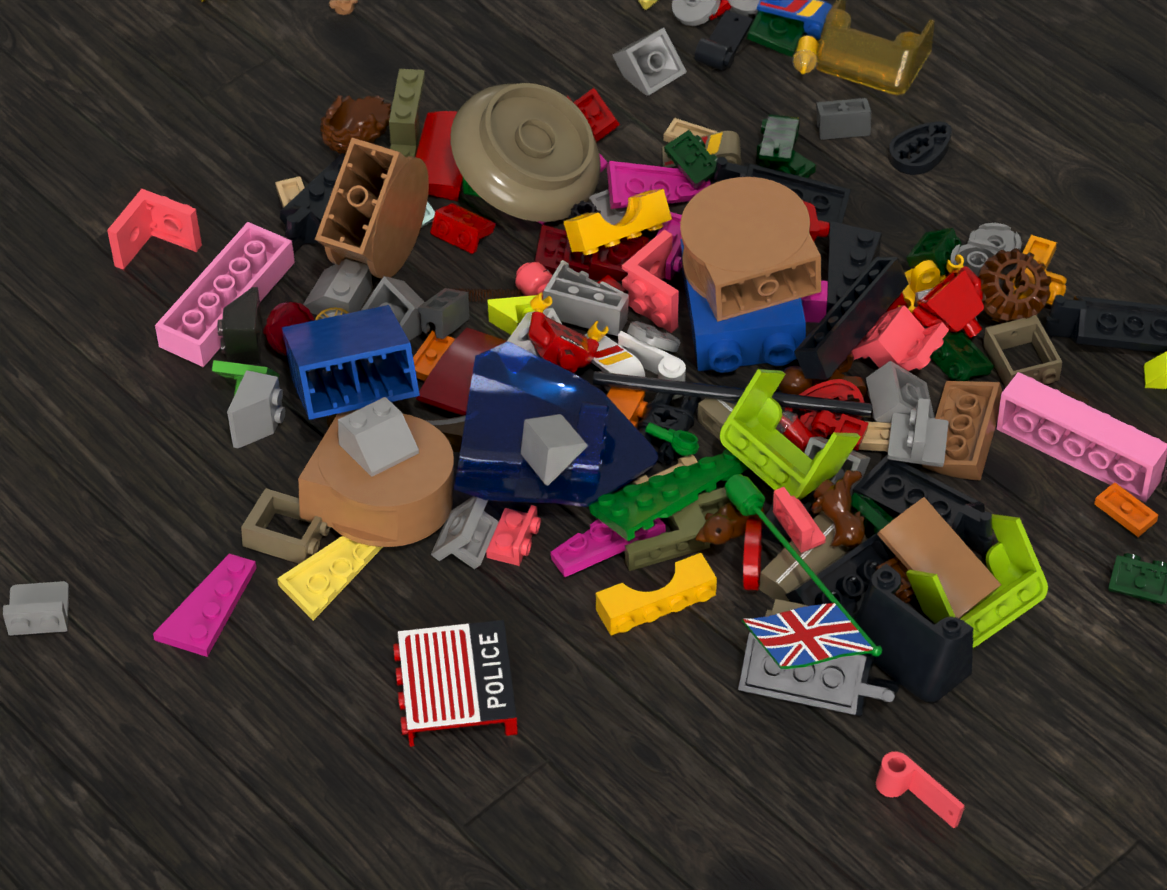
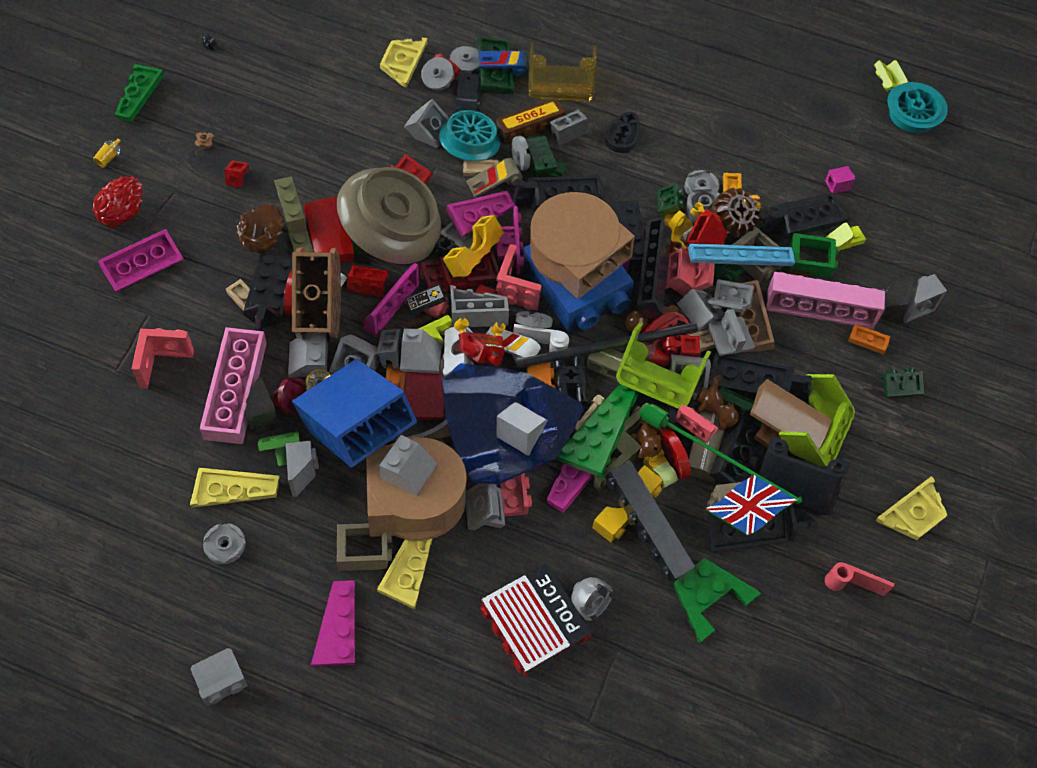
camera: 30 degrees left, 10 degrees up
(121, 468) = (224, 534): none -> light grey plate
(160, 407) = (225, 486): none -> light yellow wing
(189, 119) = (140, 260): none -> dark pink slope
(195, 42) = (118, 201): none -> red hair
(360, 50) = (234, 173): none -> red bracket
(477, 325) = (419, 352): none -> light grey slope
(479, 256) = (392, 301): none -> dark pink slope
(520, 267) = (425, 299): none -> tile
(541, 682) = (591, 597): none -> light grey cylinder
(665, 617) = (649, 521): none -> black brick
(682, 441) = (591, 389): green plate -> none
(692, 158) = (497, 185): dark green bracket -> none
(697, 91) = (470, 136): none -> teal piece
(705, 728) = (704, 587): none -> green wing
(726, 567) = (662, 468): none -> leg
(750, 130) = (520, 154): none -> light grey plate
(789, 94) = (529, 120): none -> reddish brown brick
(806, 58) = (524, 92): piece -> none
(947, 389) = (732, 295): none -> light grey bracket
(986, 339) = (741, 254): none -> medium azure tile
(1060, 741) = (916, 511): none -> light yellow wing
(1115, 362) = (814, 242): none -> green window

